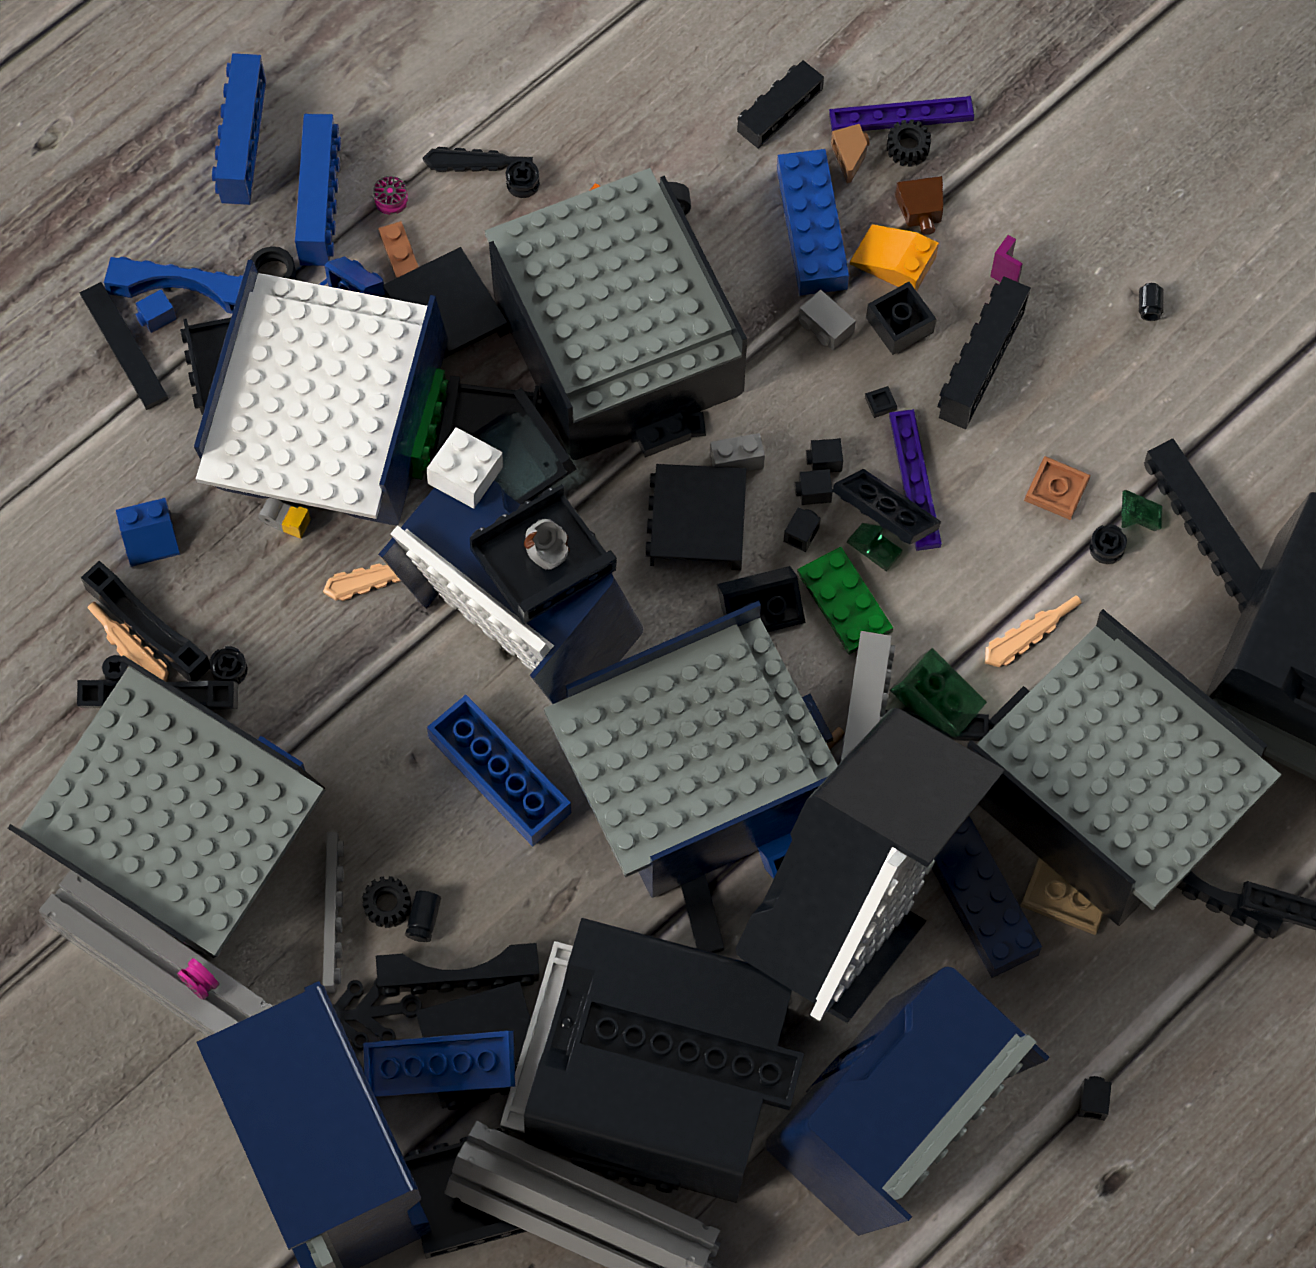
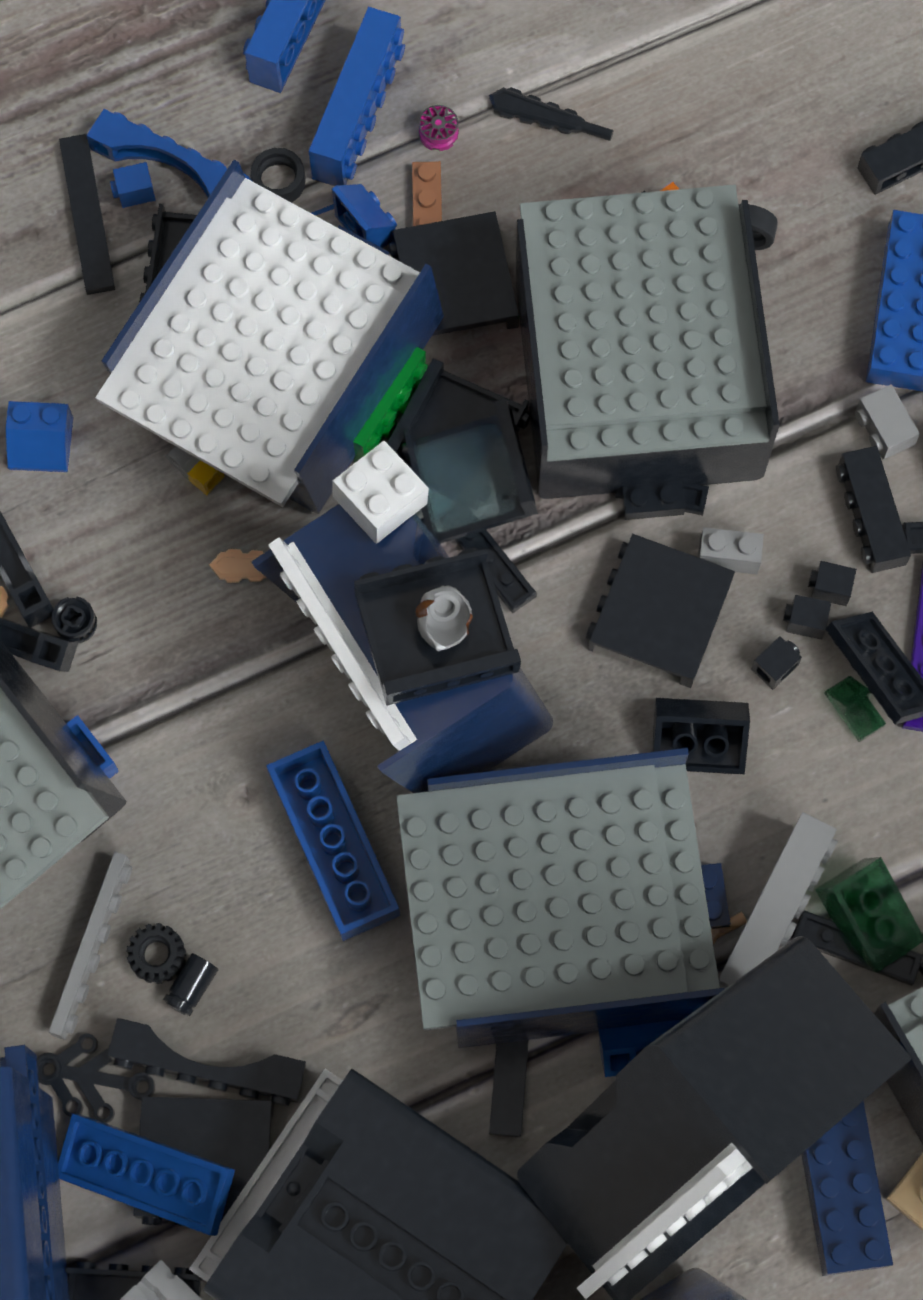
camera: 20 degrees right, 5 degrees up
(522, 186) = (593, 151): black wheel -> none
(838, 390) = (873, 509): none -> black brick
(843, 598) = (799, 761): green plate -> none

